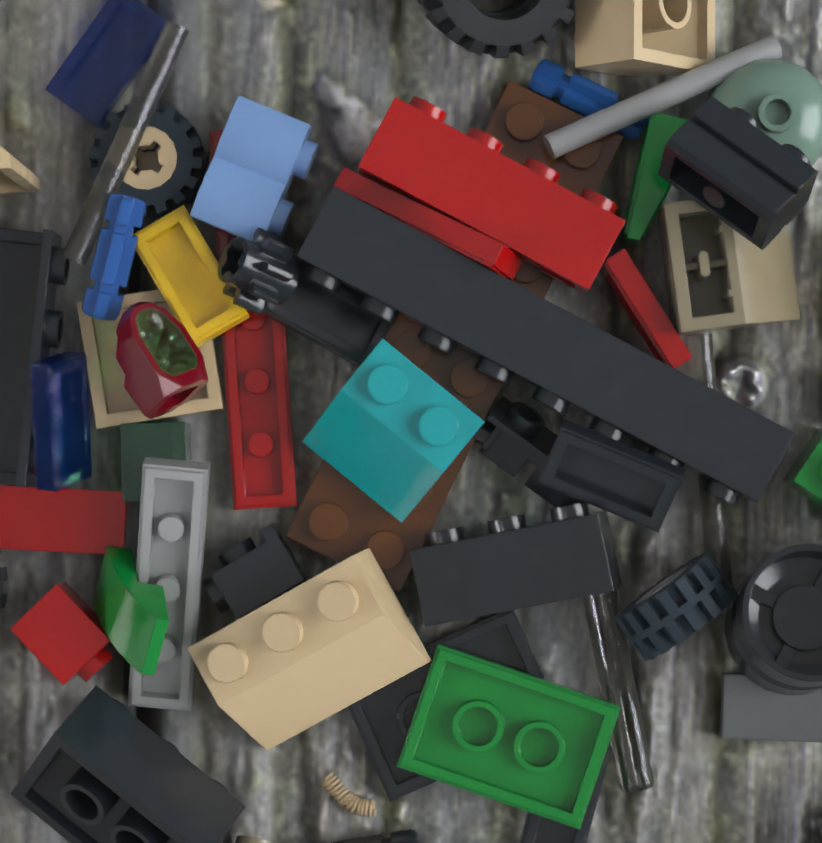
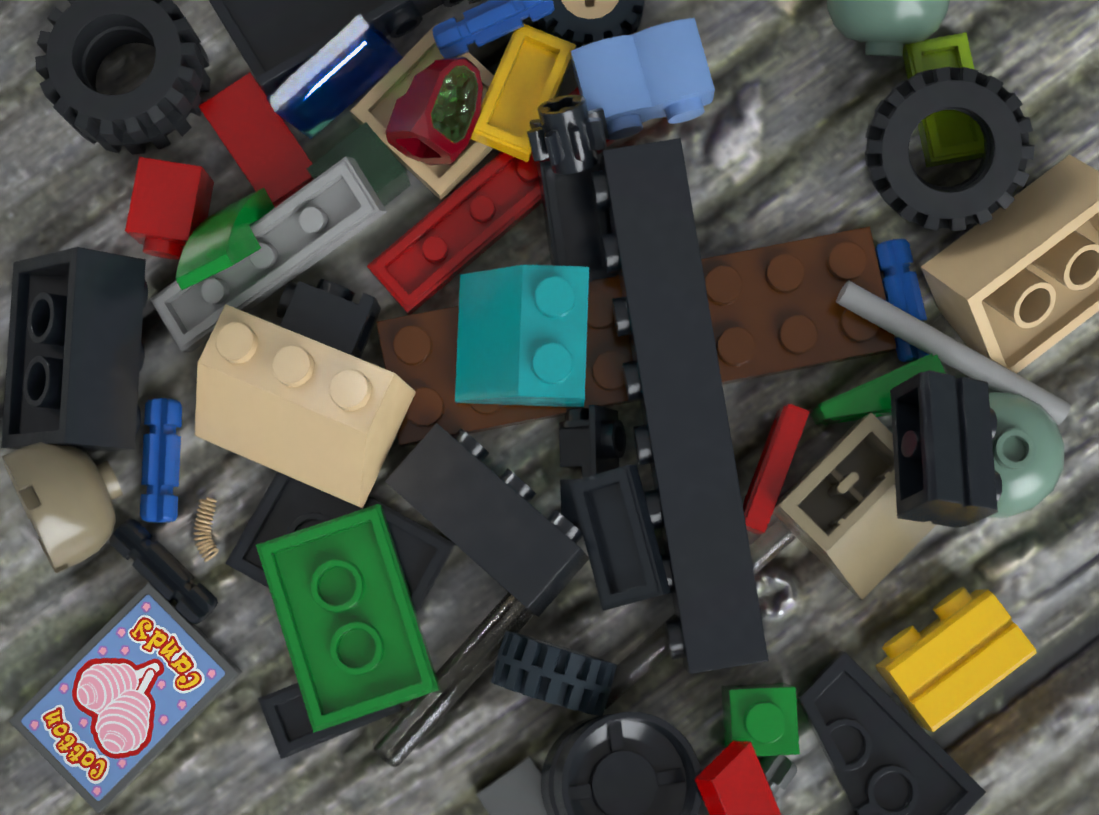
camera: 50 degrees right, 5 degrees down
(266, 792) = (161, 460): none -> blue axle
(435, 225) = (714, 256): red tile -> none
(492, 193) = (770, 272): red brick -> none

